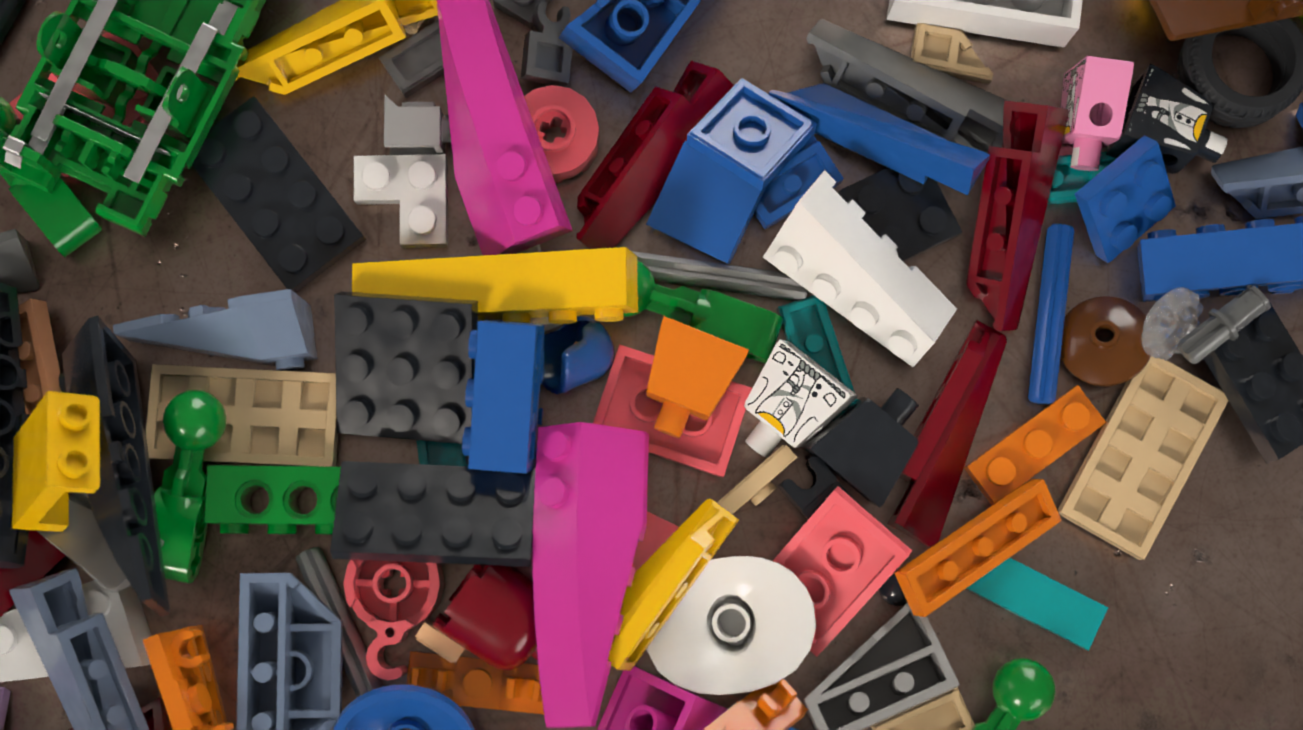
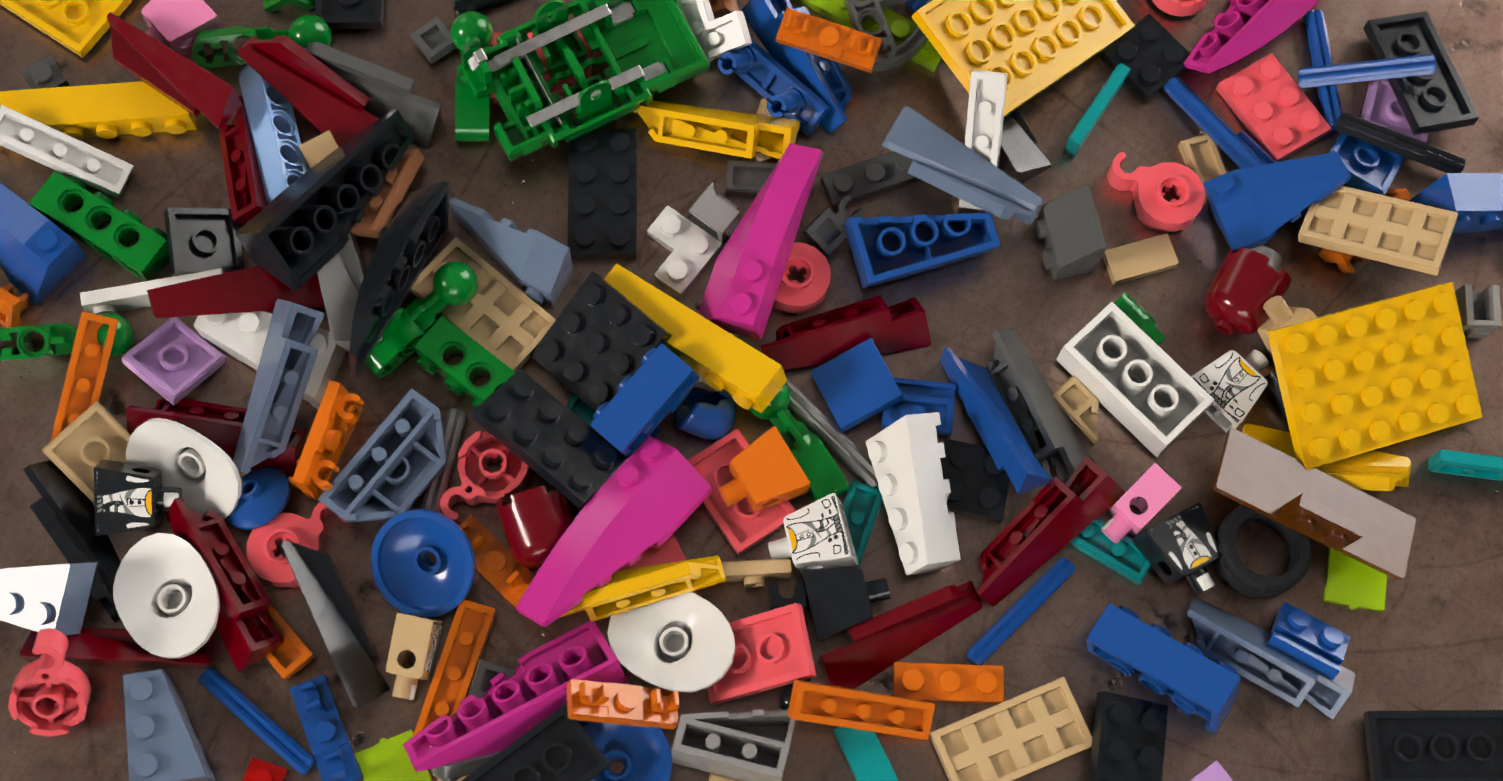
camera: 35 degrees right, 10 degrees down
(55, 456) = (364, 239): yellow panel -> none
(438, 642) = (492, 518): light nougat tile -> none
(751, 134) = (914, 363): tile -> none
(1100, 361) = (1037, 665): reddish brown dish -> none
(1126, 199) = (1119, 572): blue plate -> none
(1170, 321) = (1080, 659): clear gear -> none
(1223, 324) = (1118, 689): dark grey axle -> none

